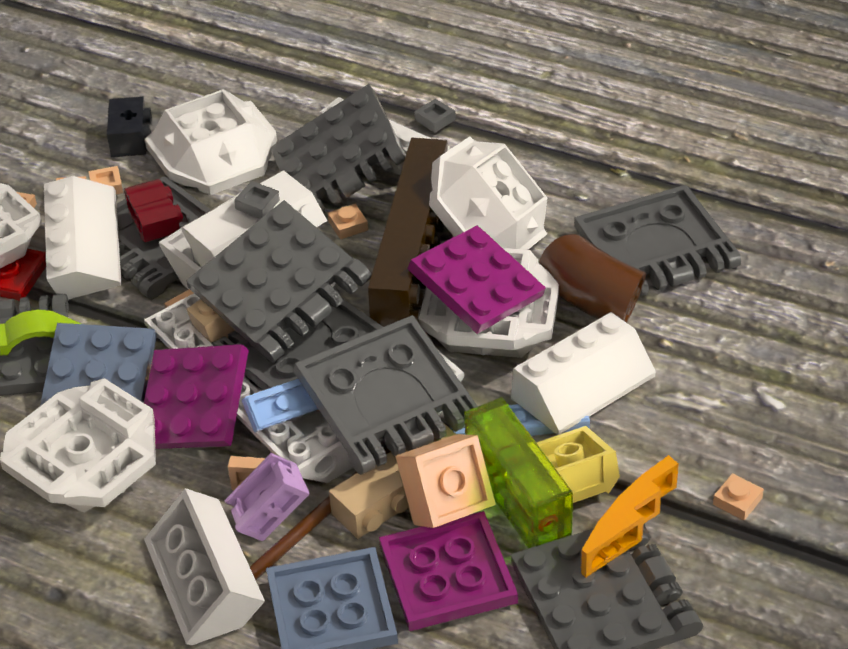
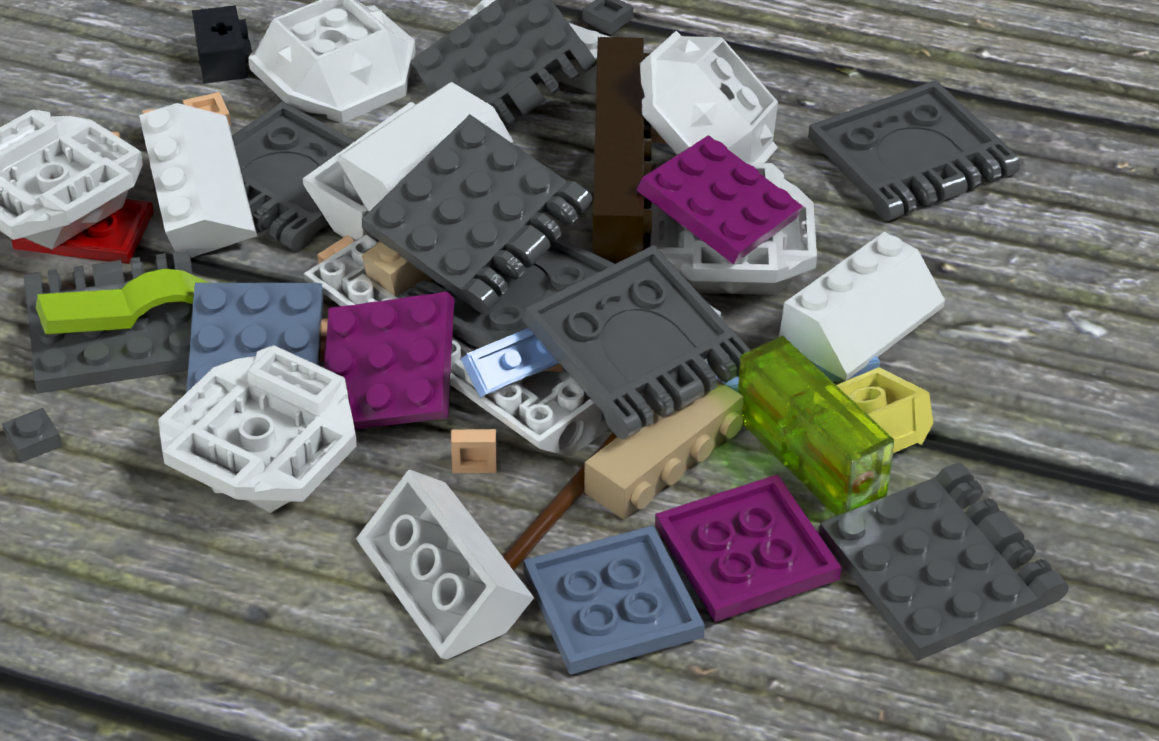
camera: 10 degrees left, 0 degrees up
(153, 210) = (282, 141): dark red brick -> none
(256, 199) = (430, 117): dark grey plate -> none
(267, 497) = (509, 474): lavender hinge -> none
(348, 221) = (532, 141): light nougat plate -> none
(445, 480) = (729, 439): light nougat container -> none
(592, 277) = (852, 193): reddish brown brick -> none
(623, 521) = (958, 467): light orange slope -> none
(738, 496) = (1075, 438): light nougat plate -> none

